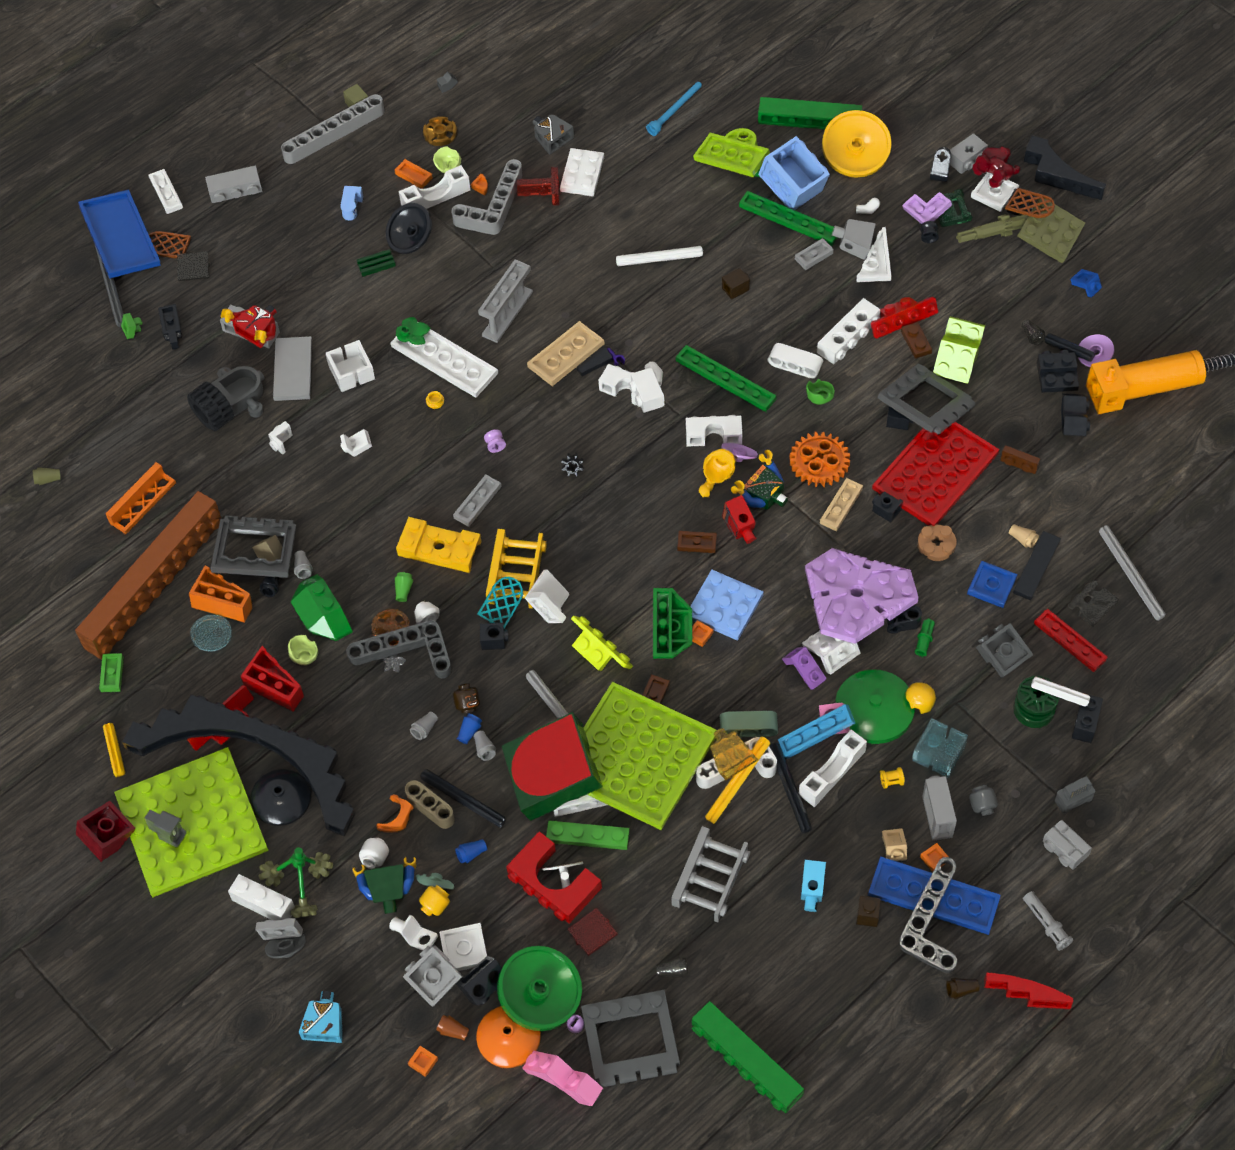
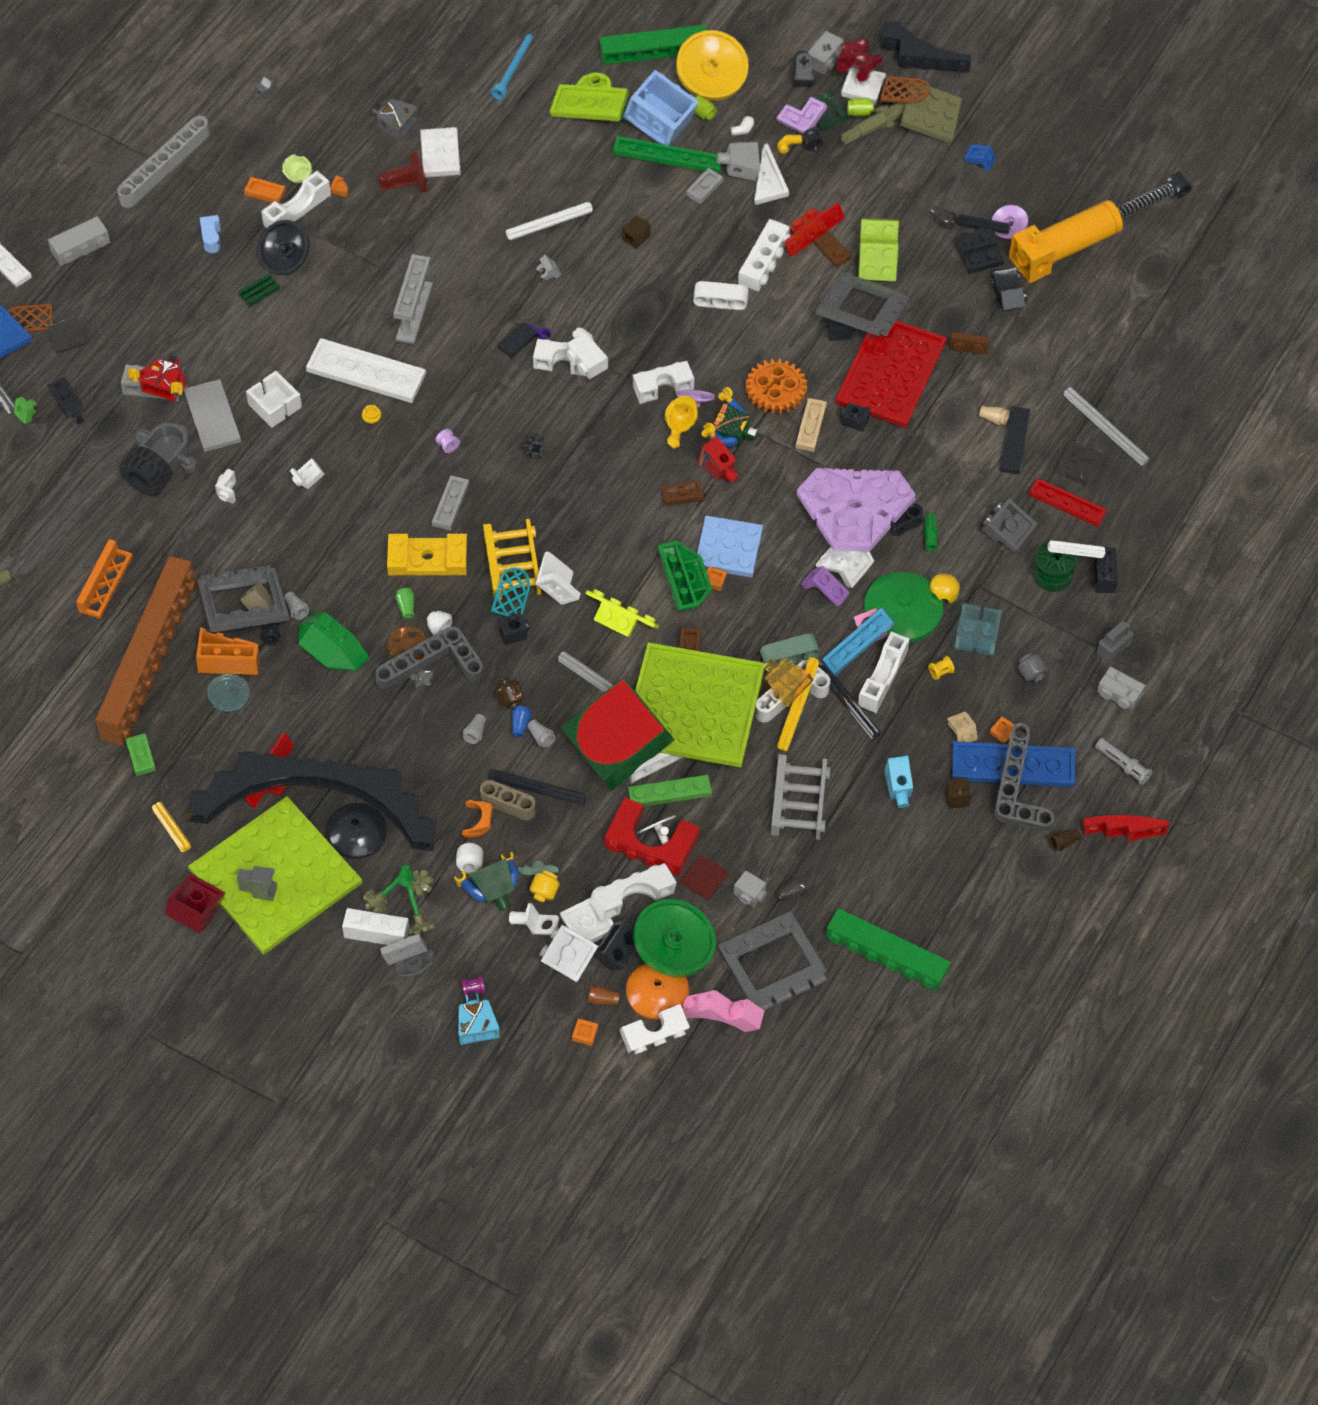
camera: 20 degrees left, 0 degrees up
(272, 681) = (309, 723): red wedge -> none
(302, 650) = (328, 687): yellowish green hair -> none
(328, 984) = (473, 986): none -> magenta bush
(354, 95) = (174, 122): olive brick -> none
(412, 331) = (325, 350): green plate -> none
(439, 131) = (276, 140): pearl gold piece -> none
(468, 851) = (559, 835): blue cone -> none
(470, 1081) = (638, 1037): none -> white arch
(492, 219) = (362, 221): light grey beam -> none
(539, 924) = (654, 882): none -> white arch
(565, 353) = (488, 338): tan plate -> none
(579, 1025) = (721, 963): lavender hinge -> none
(631, 957) = (750, 889): none -> light grey brick
(644, 298) = (550, 268): none -> light grey tile
(726, 378) = (657, 328): green plate -> none
(820, 392) = (755, 320): bright green hair -> none
(836, 181) = (704, 108): none -> lime brick
(905, 228) = (785, 142): none -> yellow arm
(939, 808) = (995, 683): light grey window -> none
(940, 533) = (914, 430): medium nougat plate -> none
(984, 211) = (860, 107): none -> lime brick
(992, 584) = (978, 467): blue tile -> none

